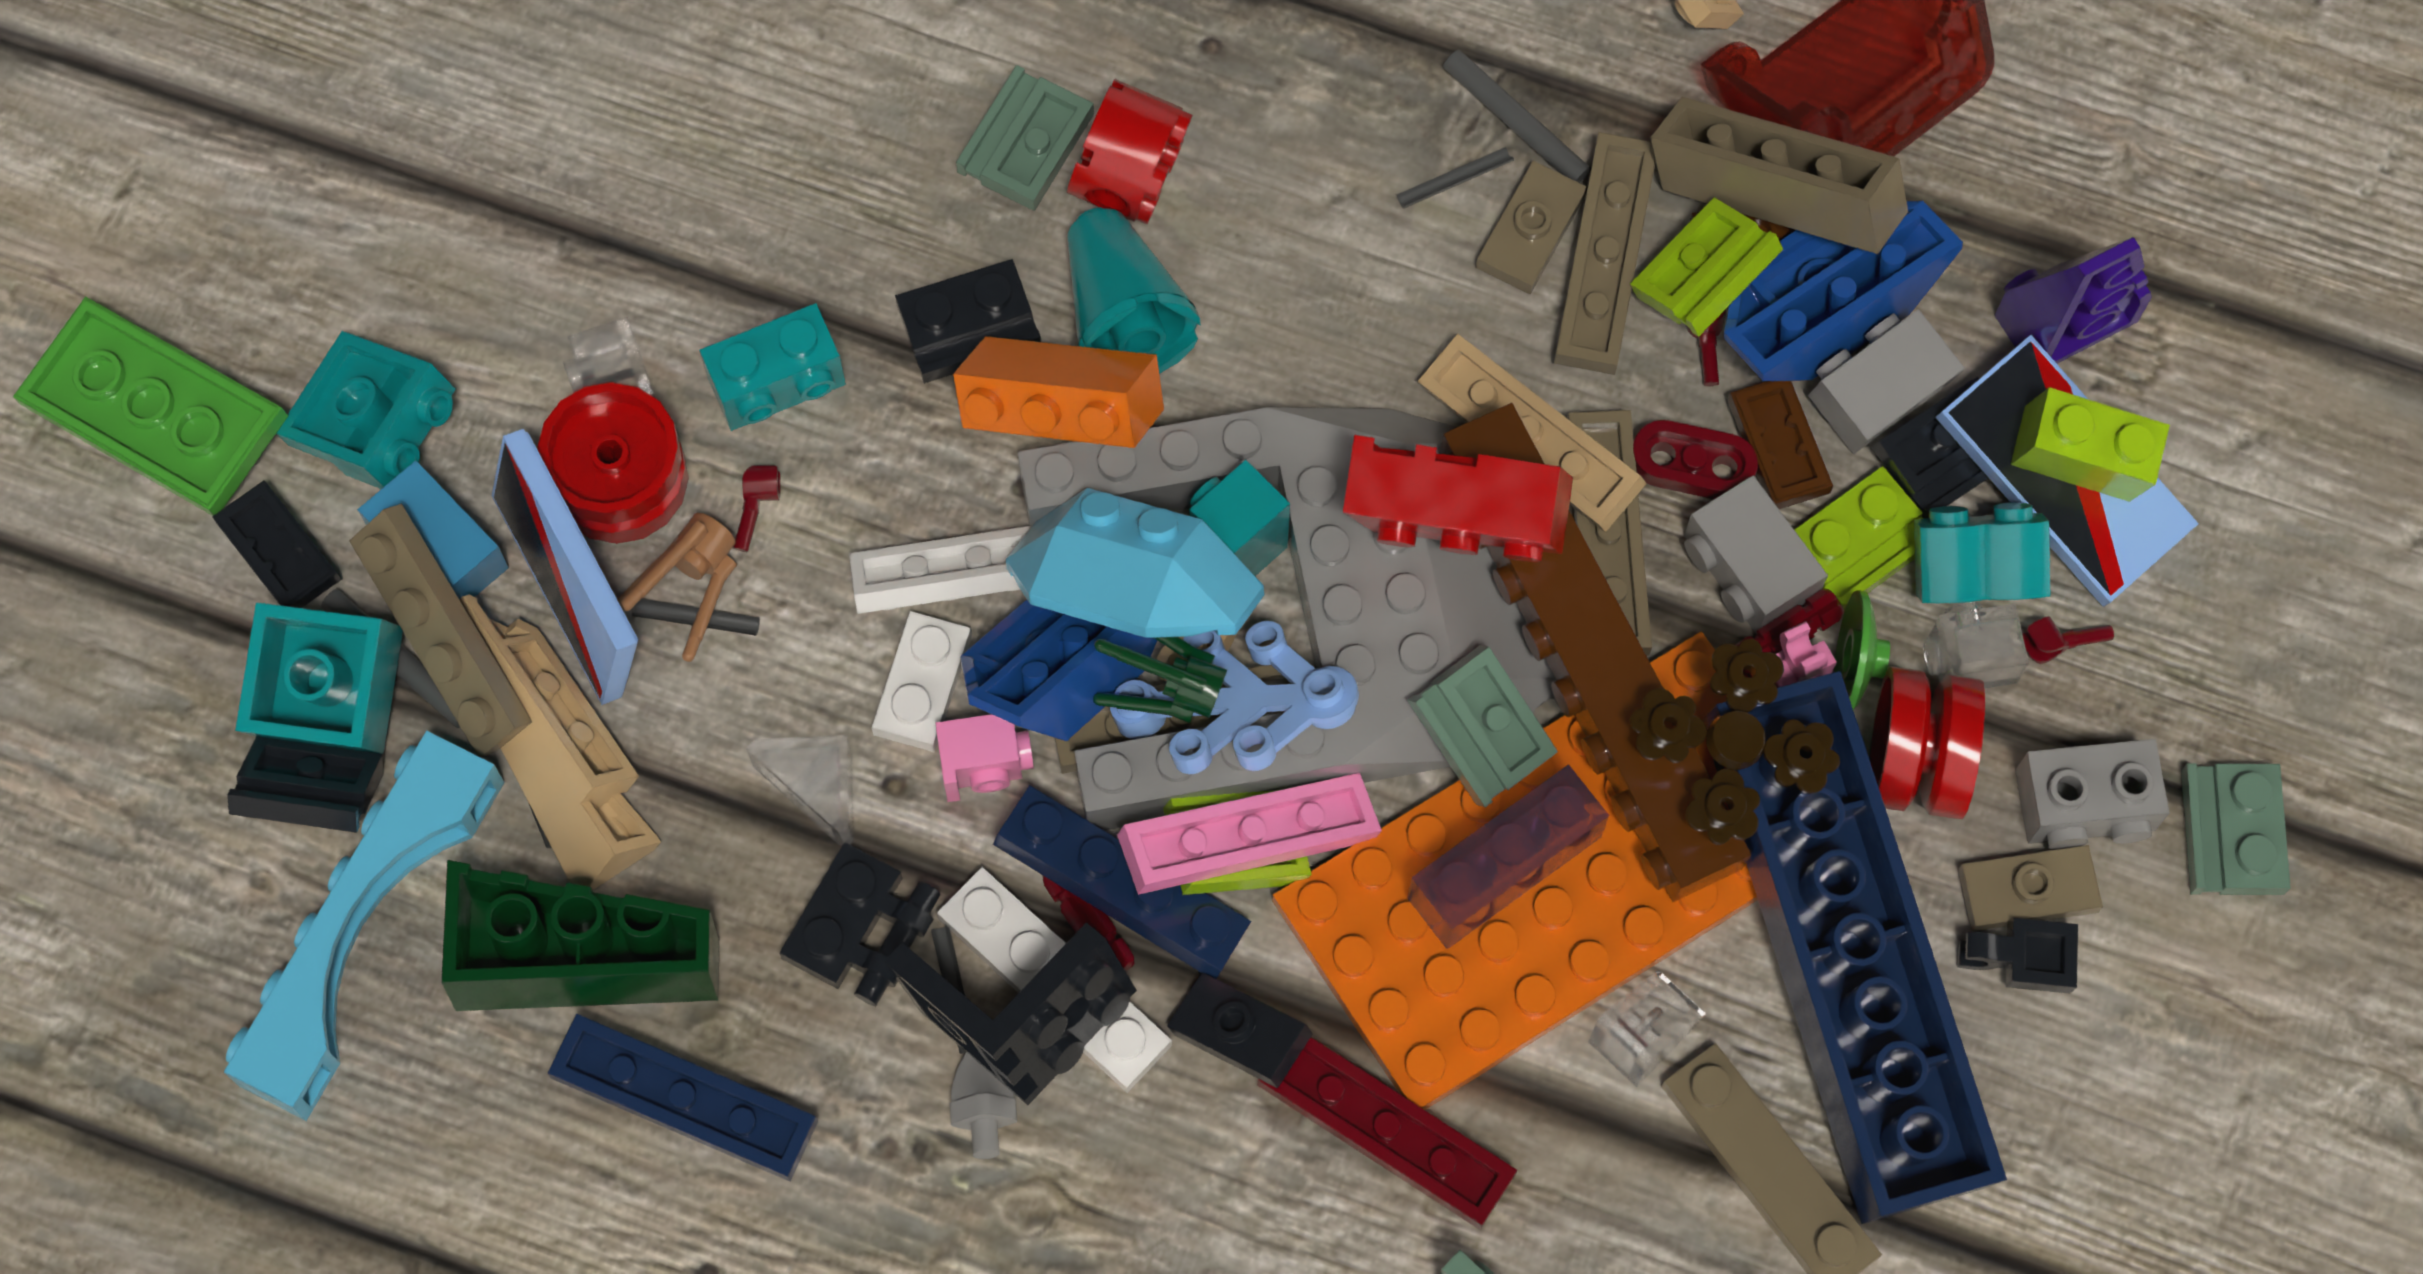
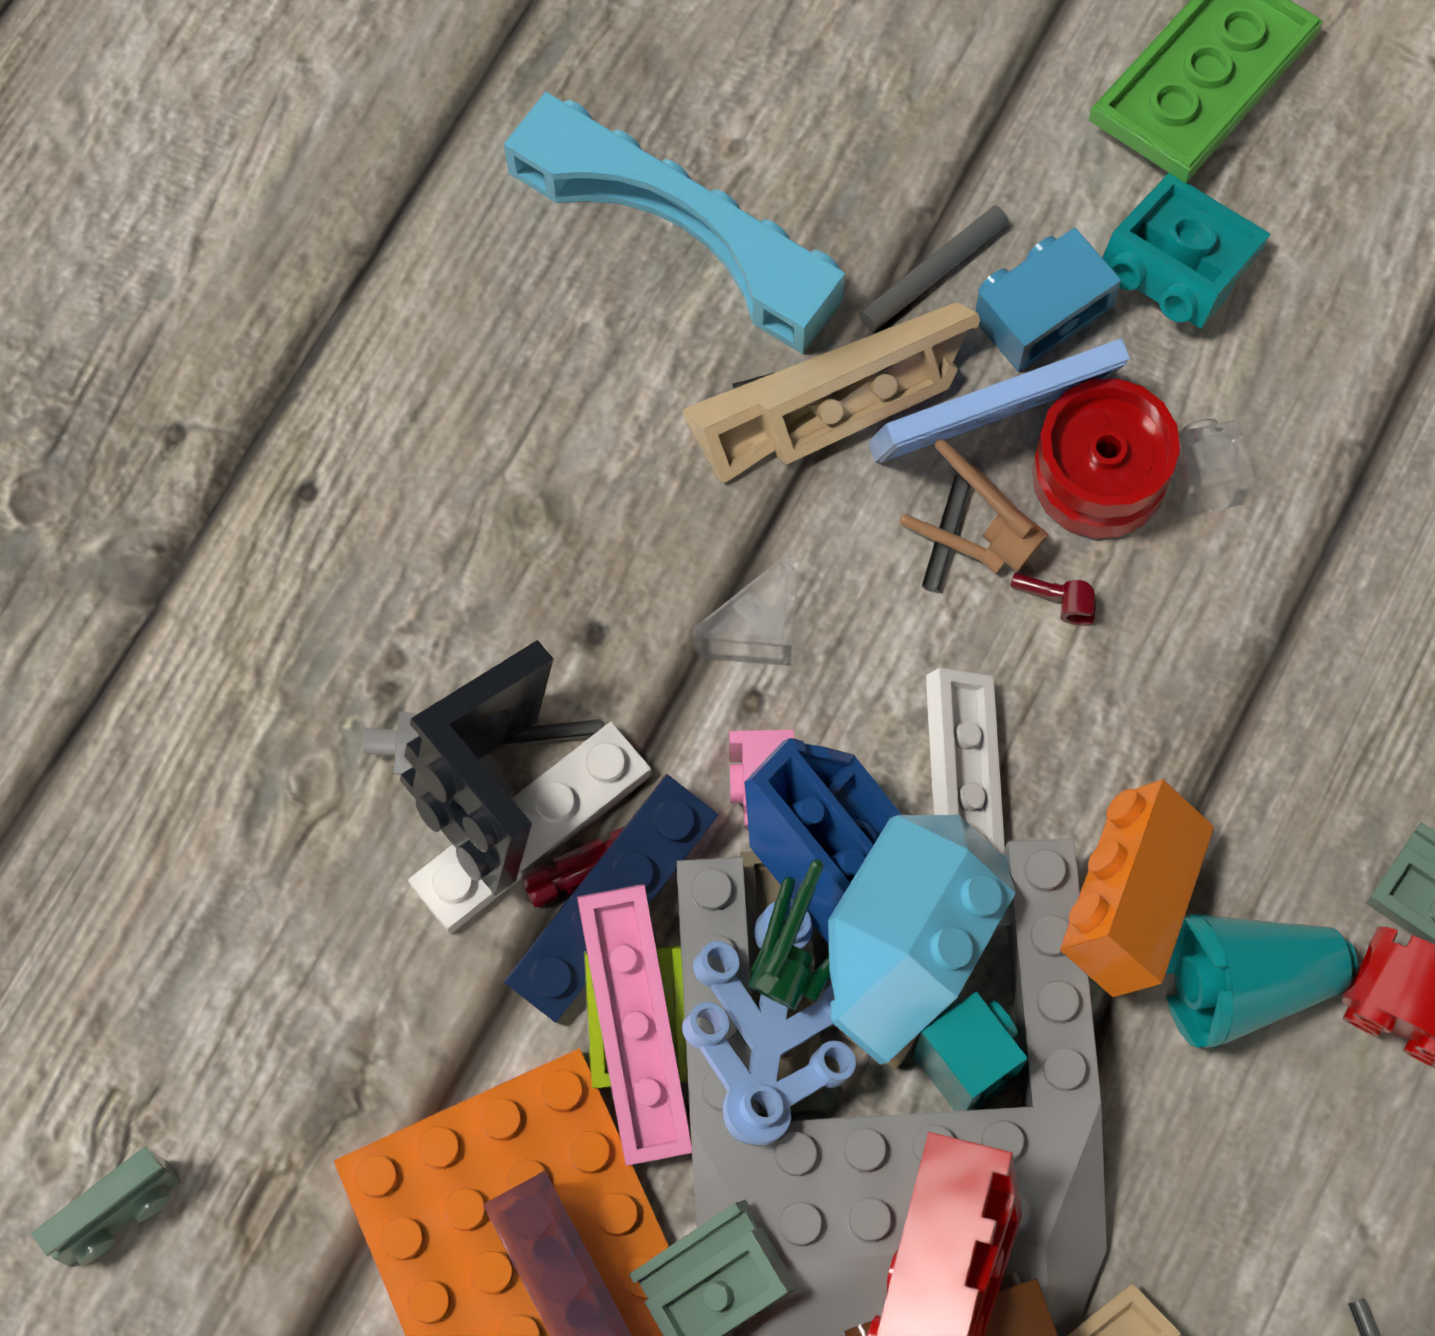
camera: 100 degrees right, 0 degrees up
(276, 547) = (1053, 169): black plate -> none
(305, 784) = (813, 177): black plate -> none
(319, 677) = (908, 187): teal brick -> none
(440, 630) = (927, 298): dark tan plate -> none
(569, 947) = (626, 367): dark green wedge -> none
(683, 1097) = (467, 479): dark blue plate -> none
(773, 367) = (1198, 619): teal brick -> none
(844, 913) = (624, 638): black plate -> none
(921, 681) = (876, 738): white plate -> none
(955, 315) = (1251, 818): black plate -> none
(1240, 1030) = (441, 994): black plate -> none
(1394, 1133) = (320, 1130): dark red plate -> none

